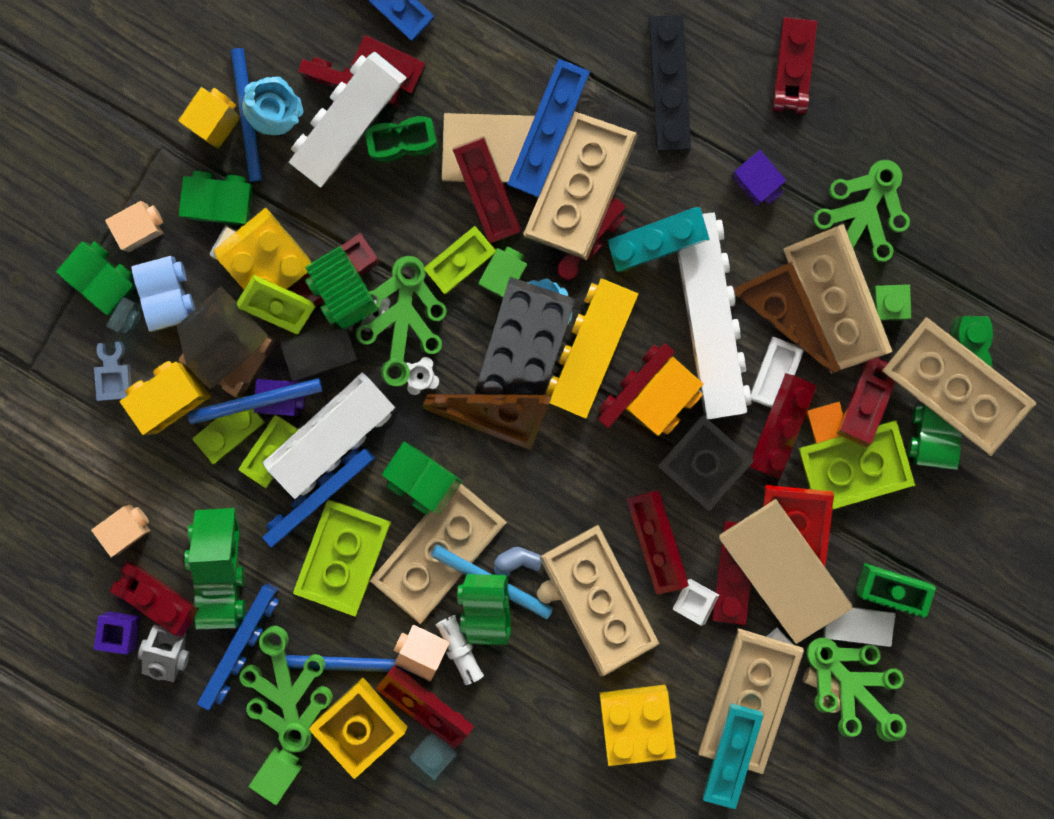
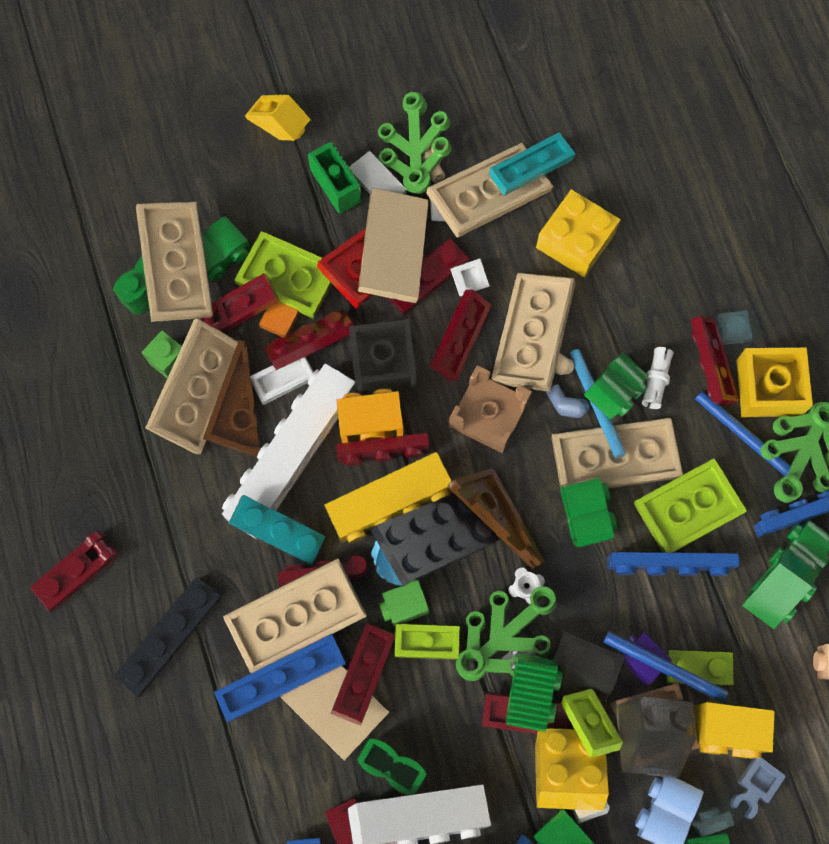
camera: 130 degrees left, 15 degrees down
(272, 438) = (681, 624): lime plate -> none
(328, 436) = (630, 596): white brick -> none
(420, 652) = (687, 396): light nougat brick -> none
(575, 496) = (489, 410): none -> medium nougat panel
(759, 179) = (171, 513): dark purple brick -> none
(865, 211) = (124, 430): bright green plant -> none
(1002, 607) = (279, 116): none -> yellow slope

